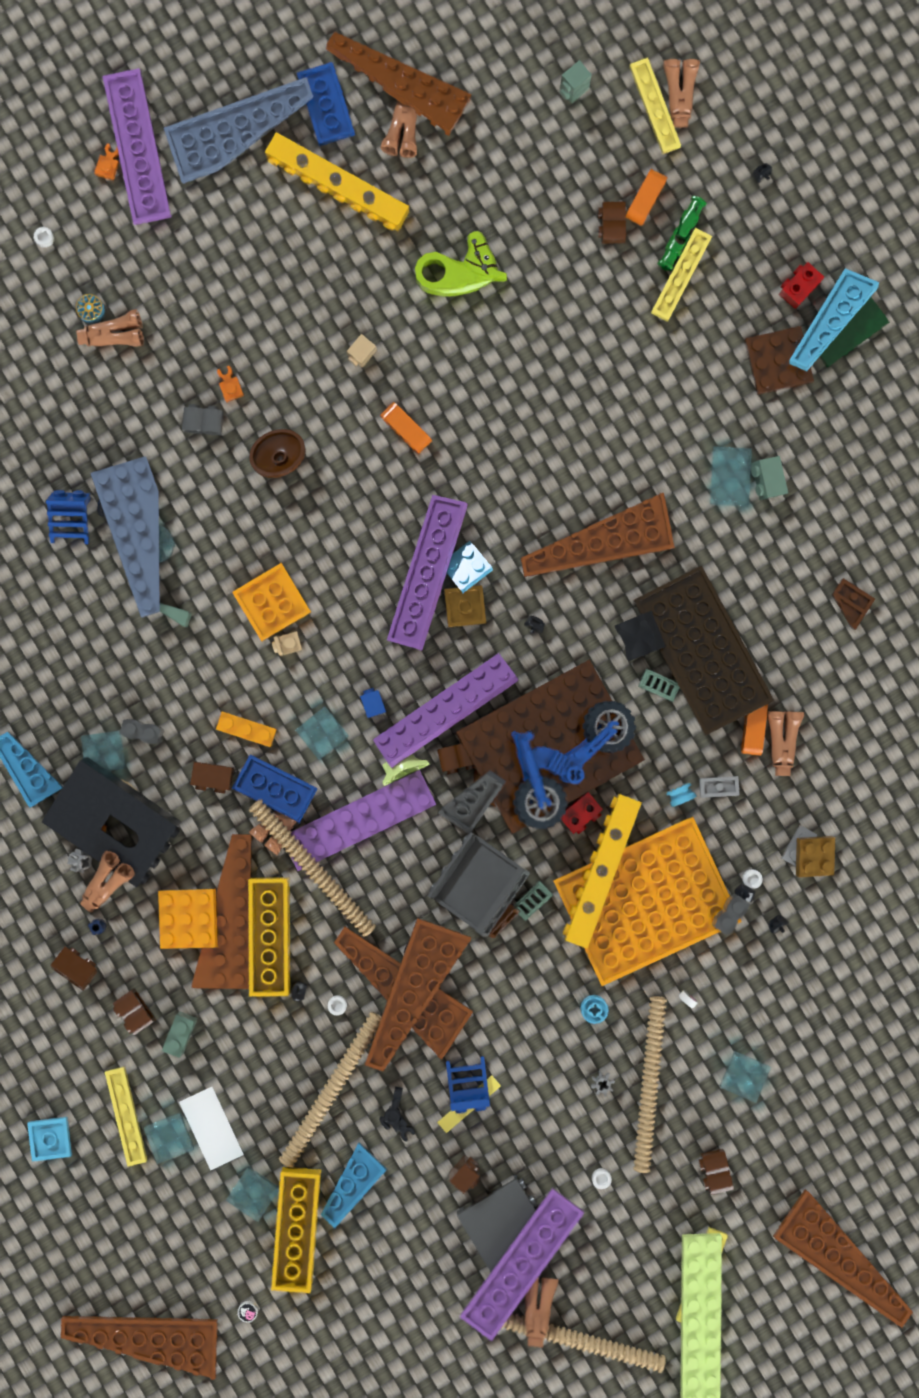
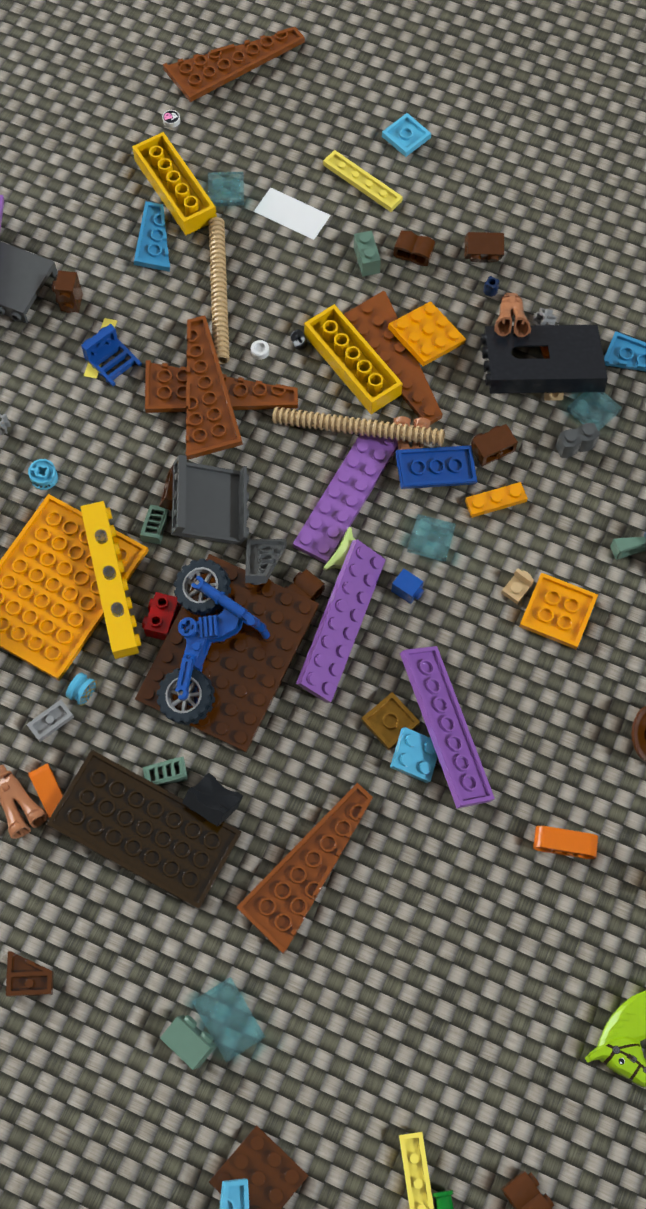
camera: 145 degrees right, 20 degrees down
(168, 1138) = (318, 186): clear light blue plate -> none
(393, 1116) = (154, 300): black piece -> none
(534, 624) = (317, 749): black piece -> none

